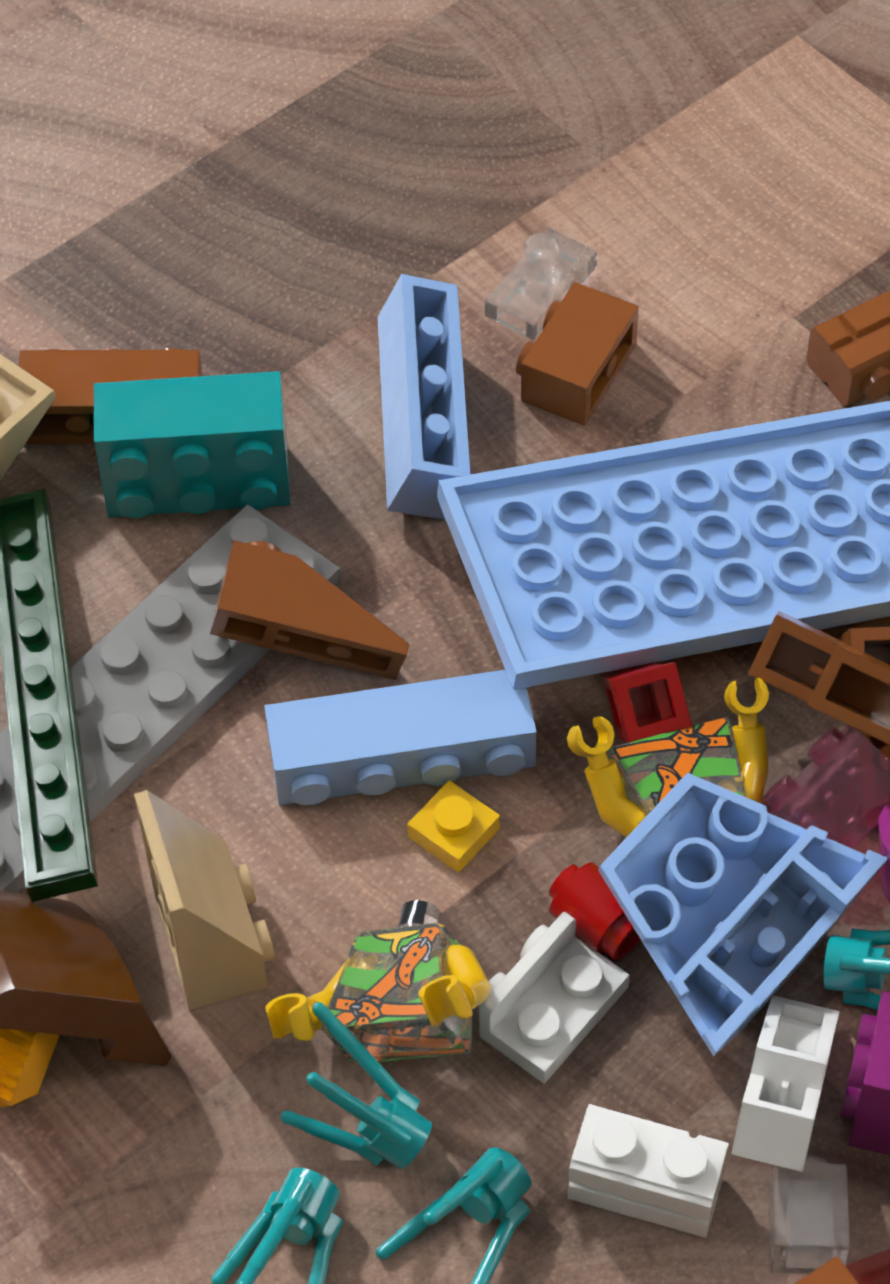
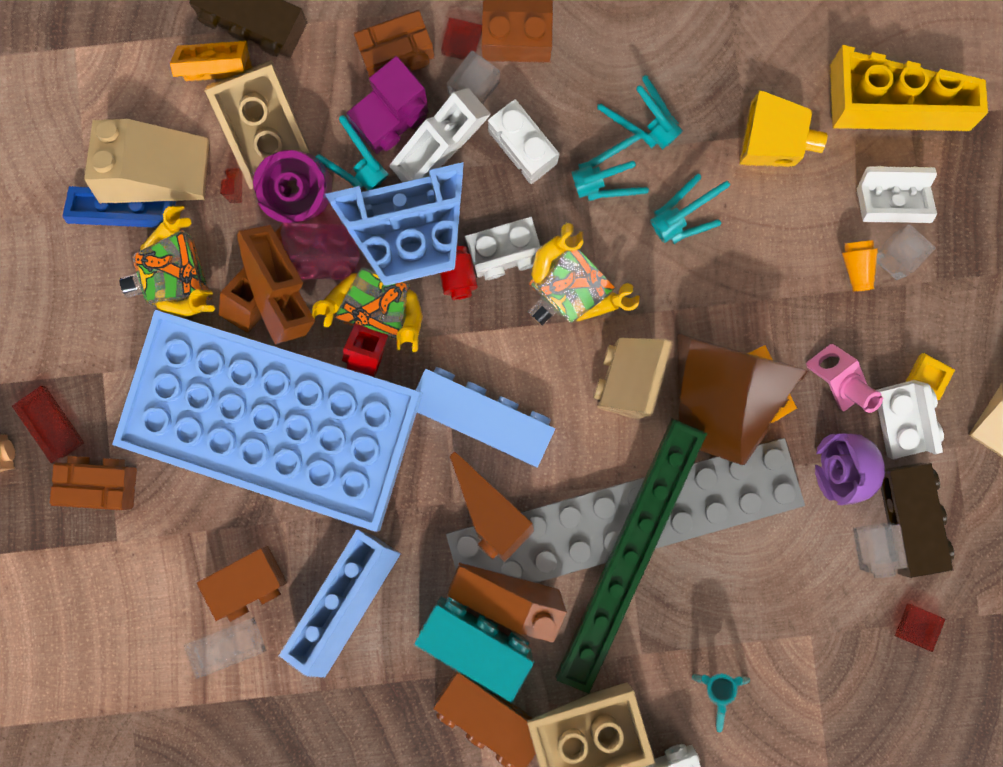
camera: 150 degrees left, 30 degrees up
(175, 526) = (511, 601): none -> dark orange slope
(389, 1127) = (614, 232): teal plant -> none
(453, 826) = (486, 361): yellow plate -> none

